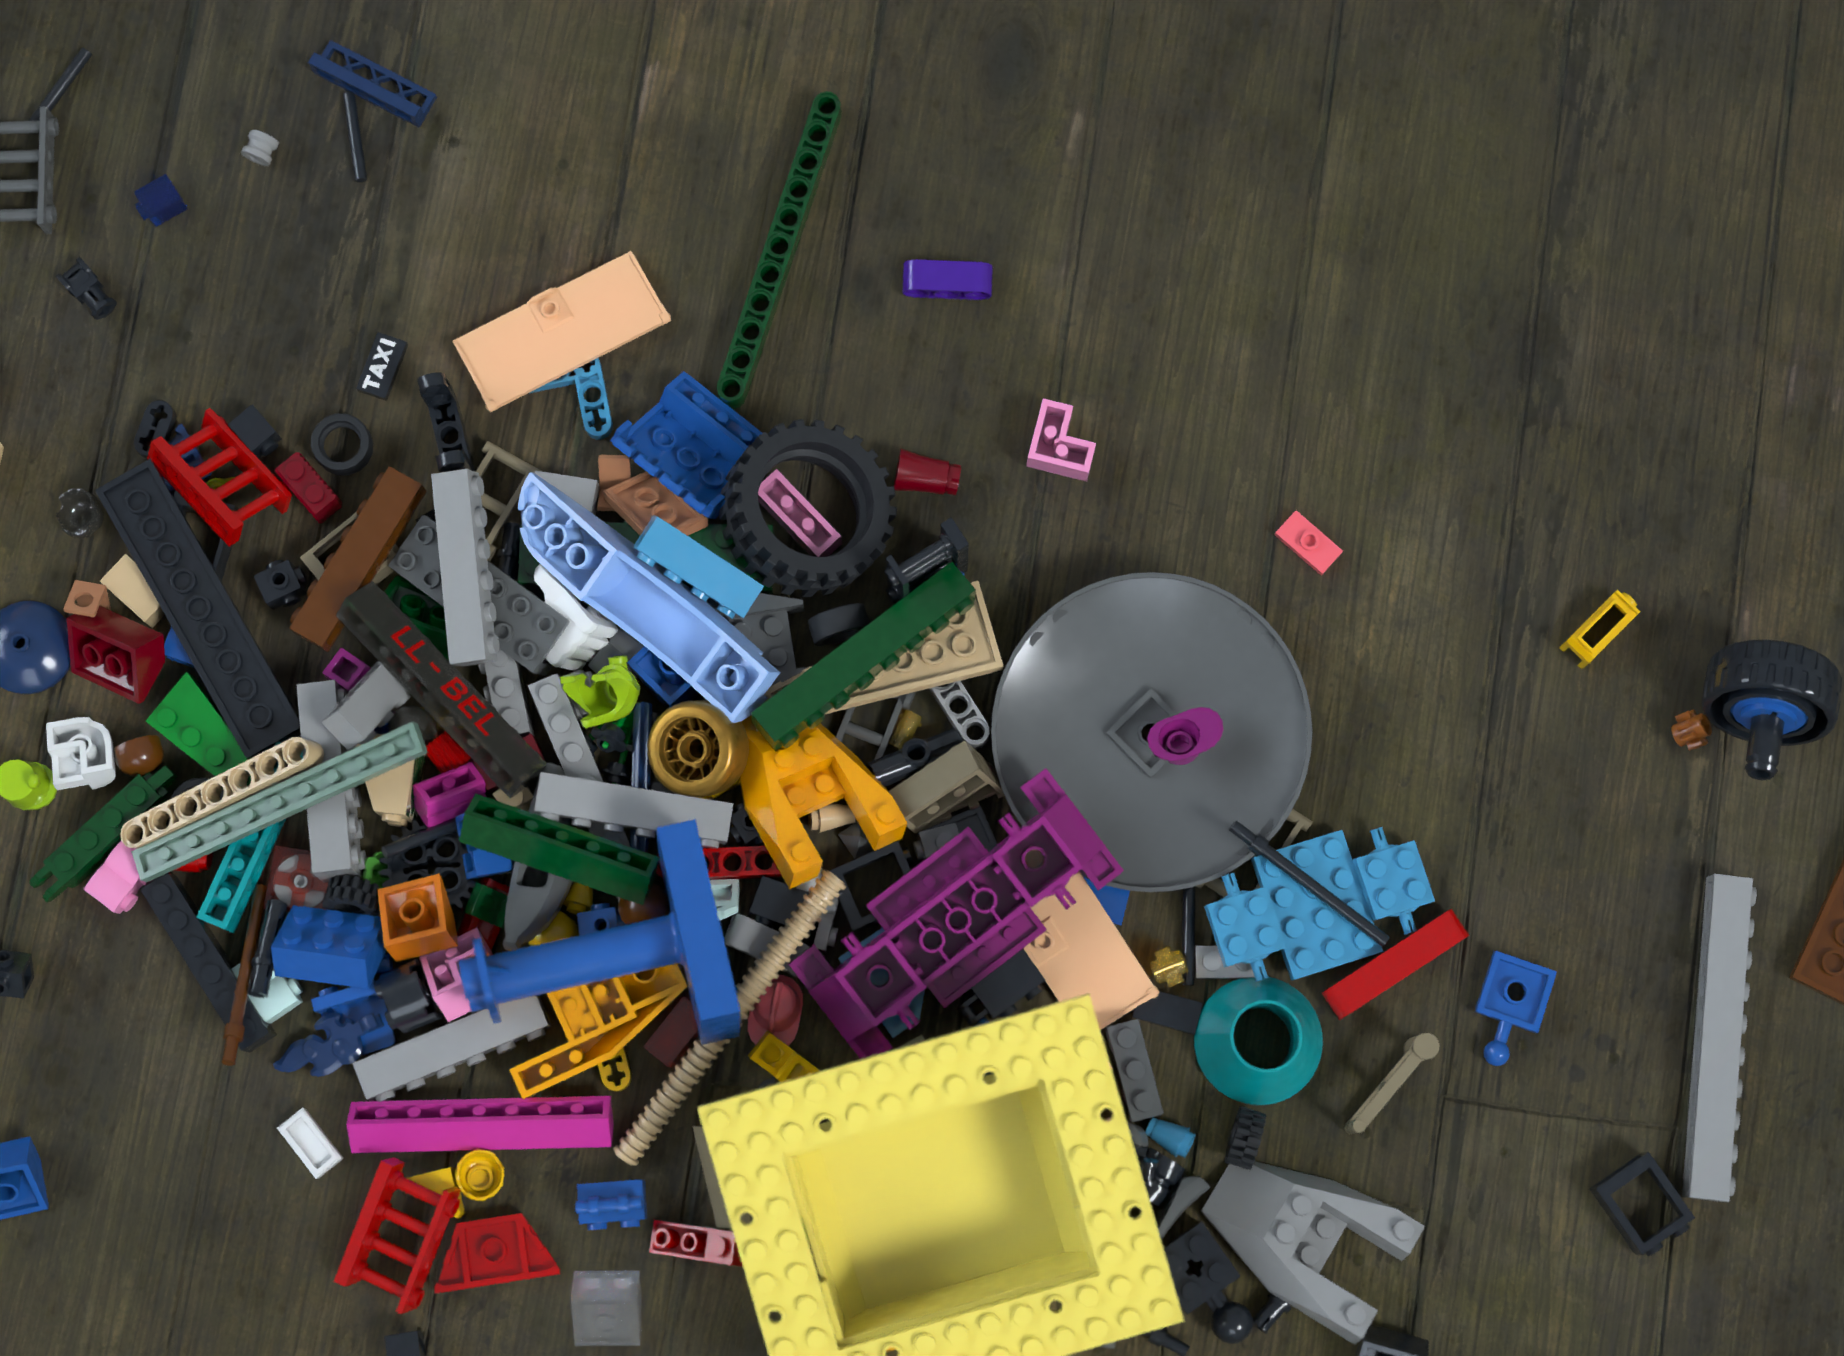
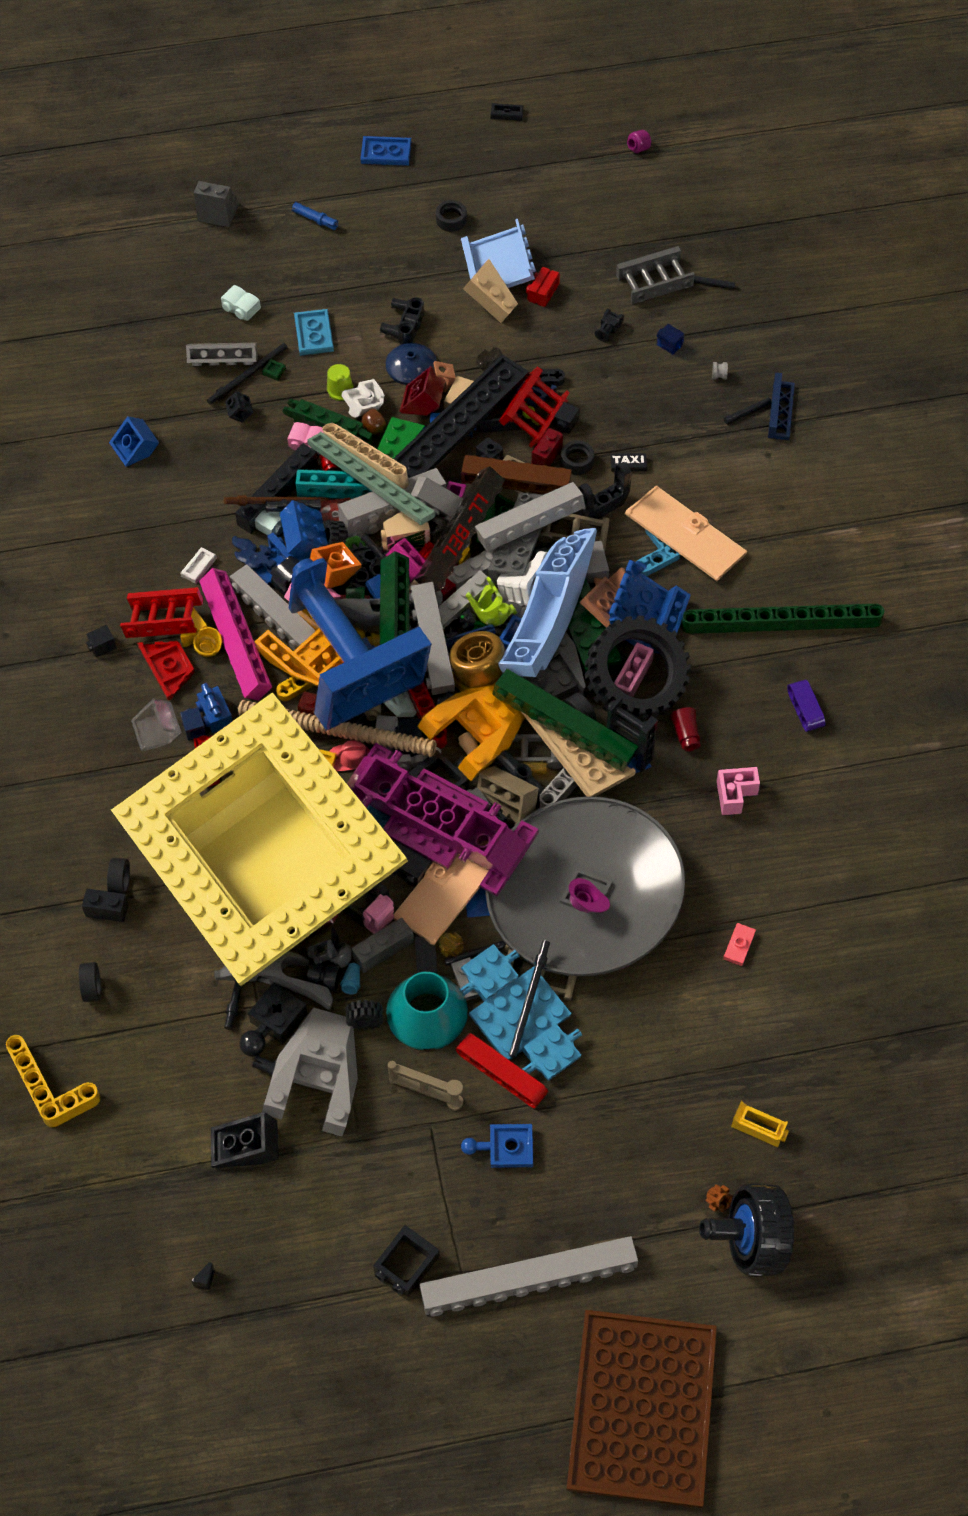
camera: 70 degrees right, 20 degrees down
(624, 1246) = (192, 723): none -> dark blue brick
(697, 566) = (578, 623): dark azure brick -> none

